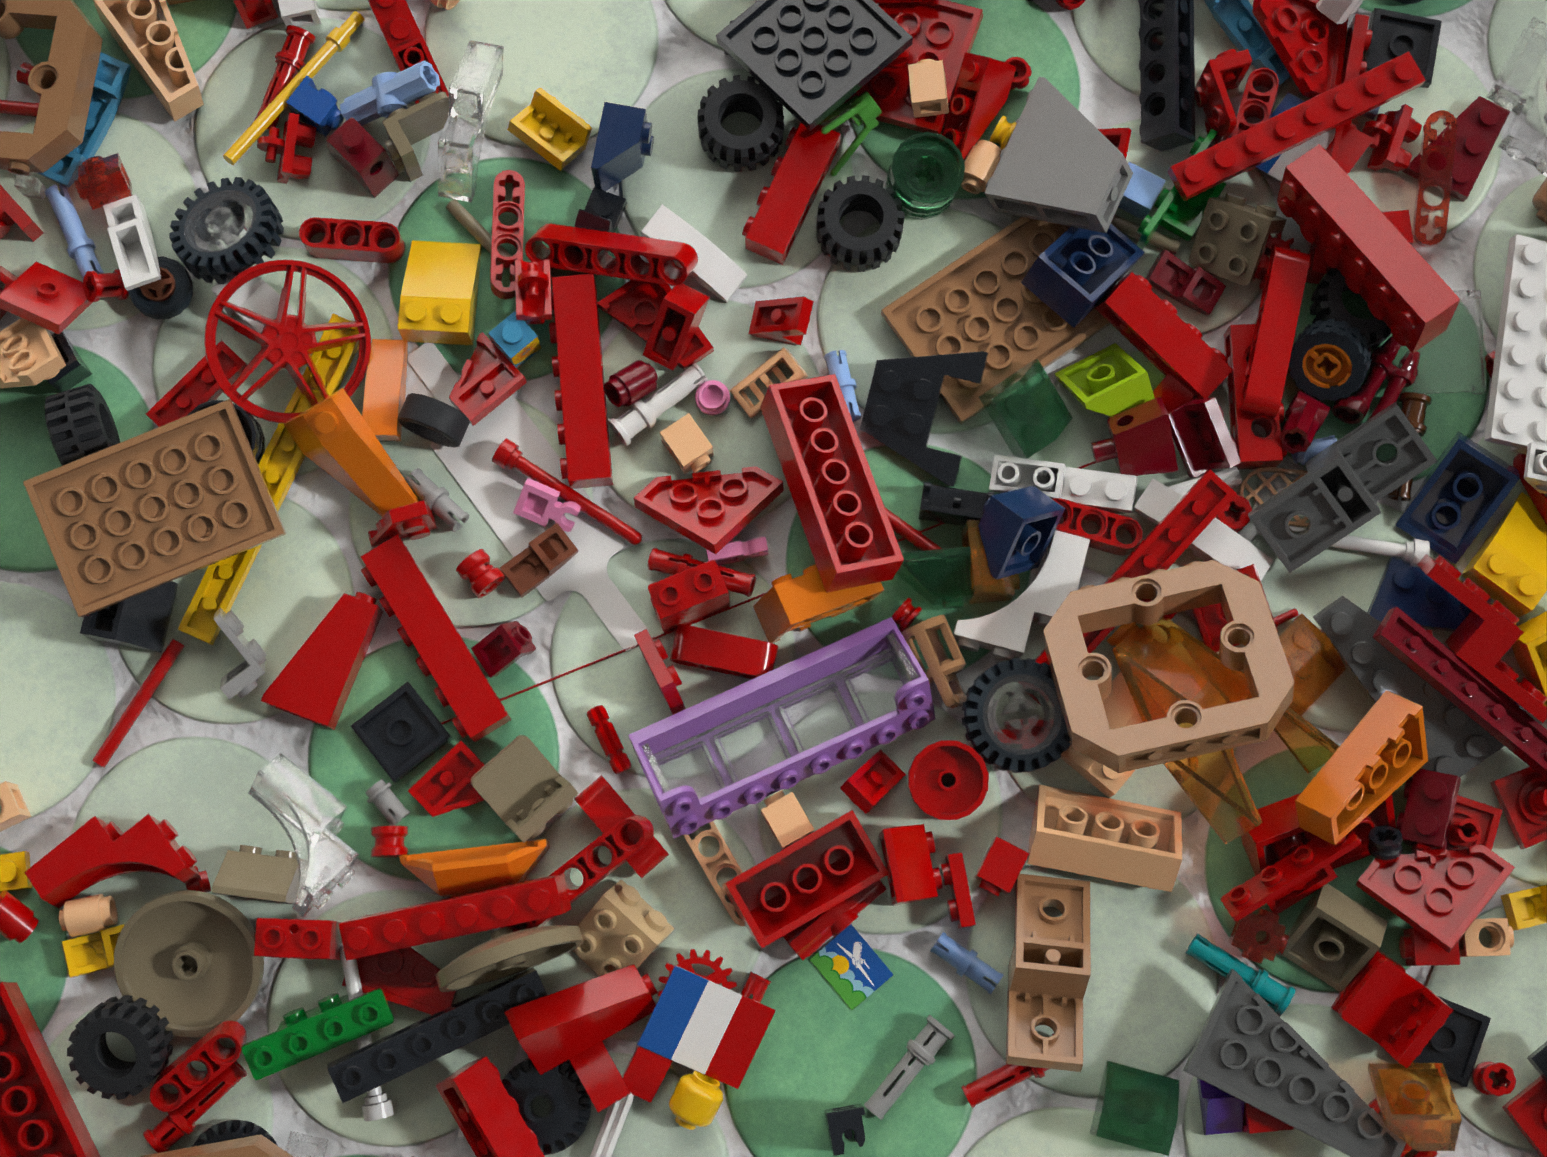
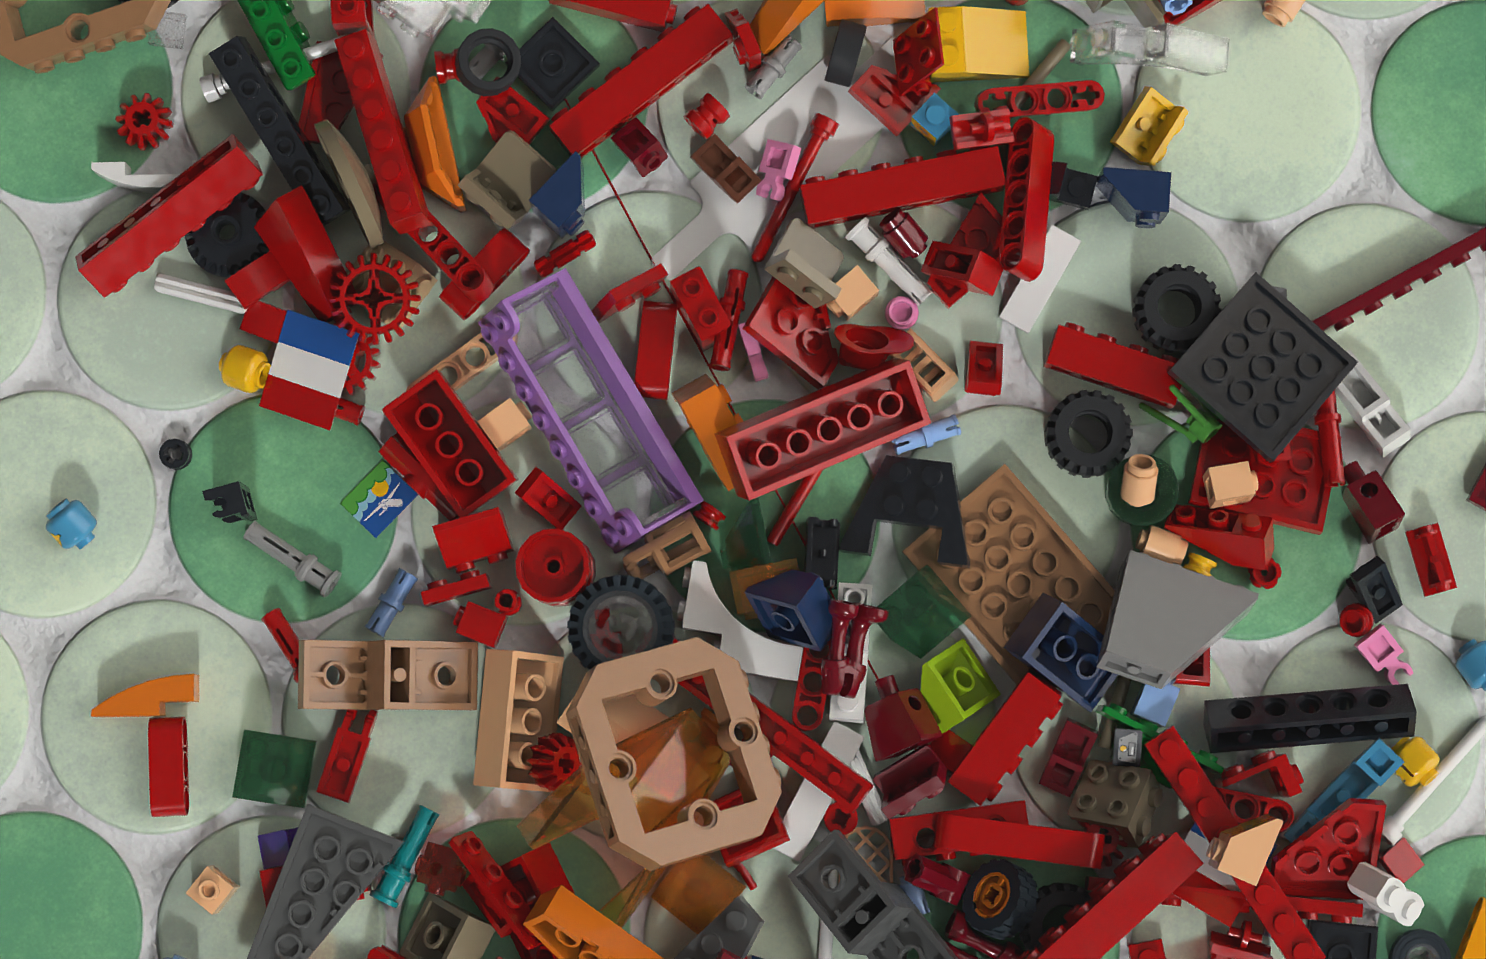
camera: 85 degrees right, 5 degrees up
(382, 771) = (496, 38): none -> black tyre
(444, 344) = (918, 54): none -> red hinge
(553, 730) = (562, 198): none -> dark blue slope
(643, 910) = (374, 275): none -> red gear
(654, 484) = (806, 264): none -> dark tan bracket
(744, 431) = (870, 345): none -> red piece
(919, 168) = (1139, 480): none -> light nougat brick
(984, 825) = (500, 599): none -> red pin
(1083, 486) = (845, 673): none -> dark red piece
(1132, 1028) = (346, 757): none -> red hinge
(1154, 801) = (553, 760): none -> red gear
(1185, 218) = (1127, 747): none -> black sticker
(1305, 101) = (1245, 848): none -> light nougat slope

